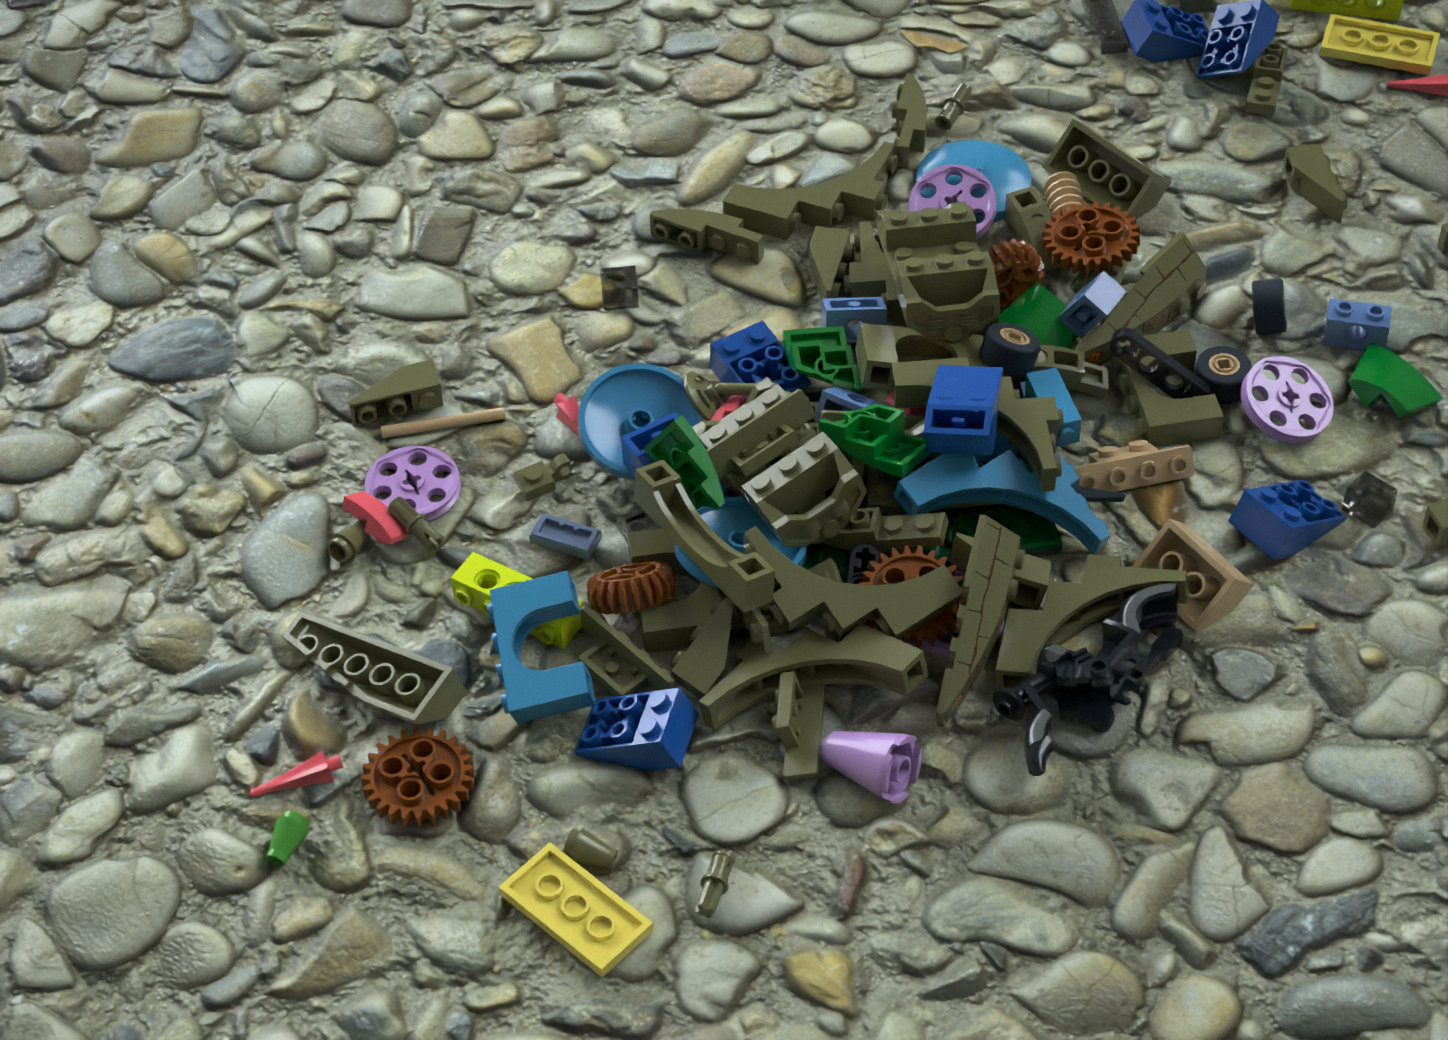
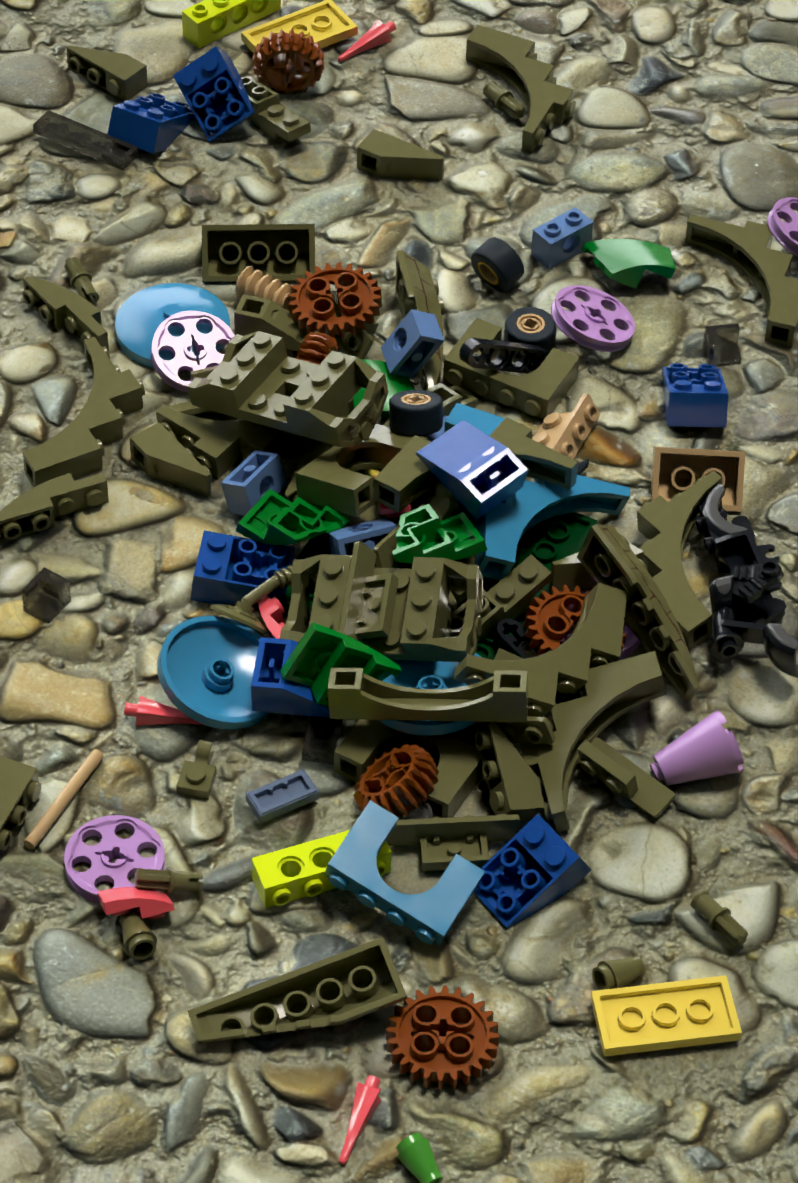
camera: 55 degrees left, 0 degrees up
(1324, 53) = (272, 58): none -> dark orange gear

